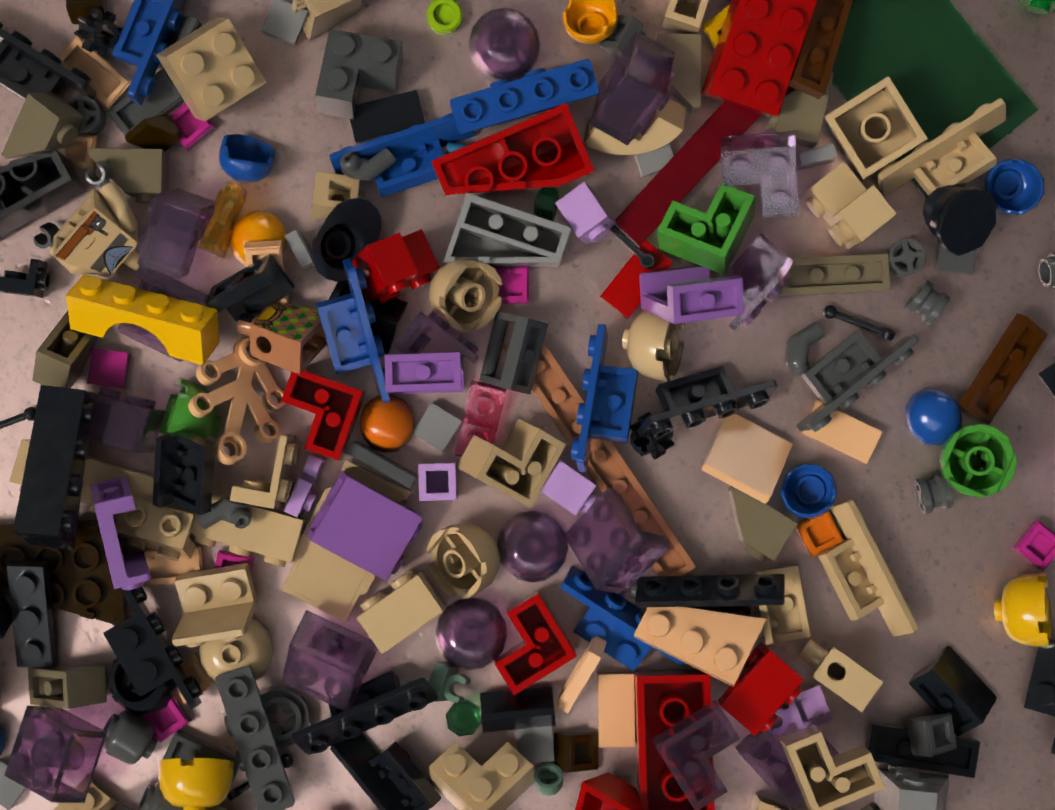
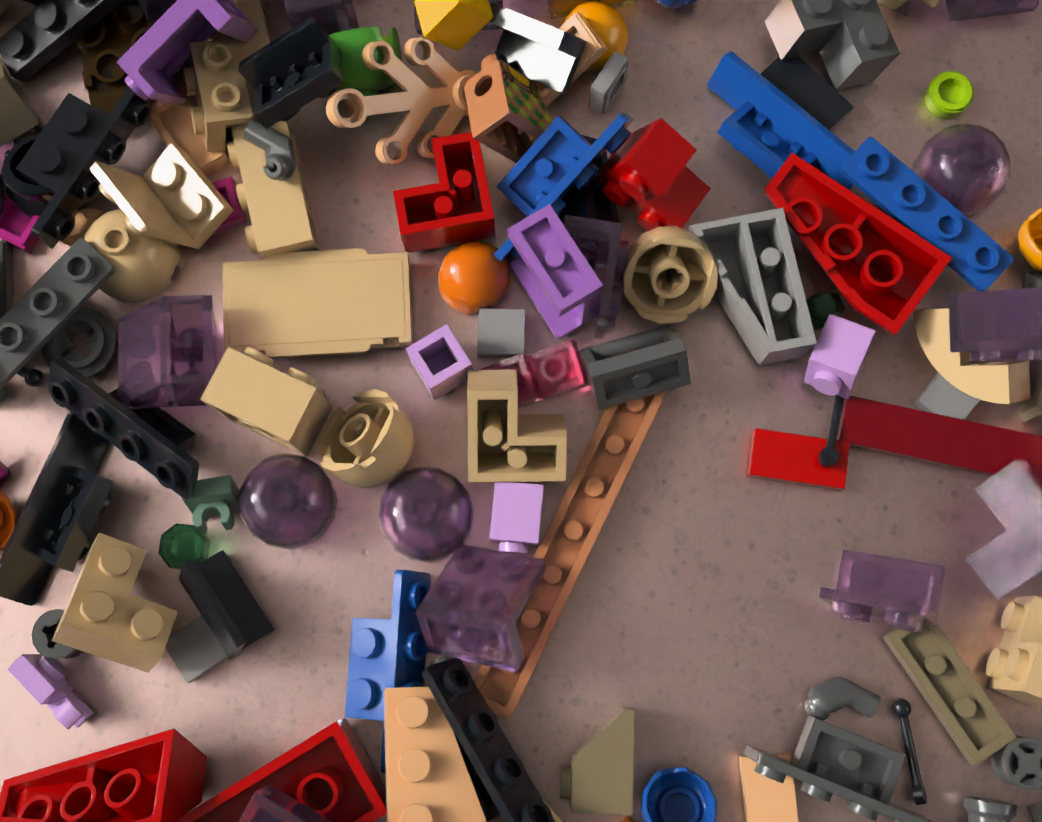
camera: 65 degrees right, 10 degrees down
(279, 491) = (343, 190): tan bracket -> none
(303, 496) = (347, 227): lavender plate -> none
(330, 188) = (687, 85): tan brick -> none
(343, 236) = (650, 100): black piece -> none
(364, 526) = (342, 312): medium lavender panel -> none
(366, 169) = (738, 95): dark grey arm -> none
(382, 464) = (425, 290): dark grey tile -> none
(514, 285) = (707, 327): dark pink tile -> none
(543, 644) = (311, 590): red brick -> none
(548, 779) = (166, 688): sand green hinge -> none
(576, 751) = (212, 703): dark brown slope -> none
(581, 674) = (306, 653): light nougat tile -> none
(608, 401) = (642, 500): blue bracket -> none
(616, 710) = (286, 722): light nougat tile -> none
(649, 444) = (633, 577): black gear -> none
(653, 346) = (743, 517): tan cylinder -> none
(690, 294) = (830, 525): medium lavender panel -> none
(701, 396) = (713, 609): black bracket -> none
(708, 237) = (903, 510): bright green brick -> none
(747, 457) = (674, 706): light nougat tile -> none

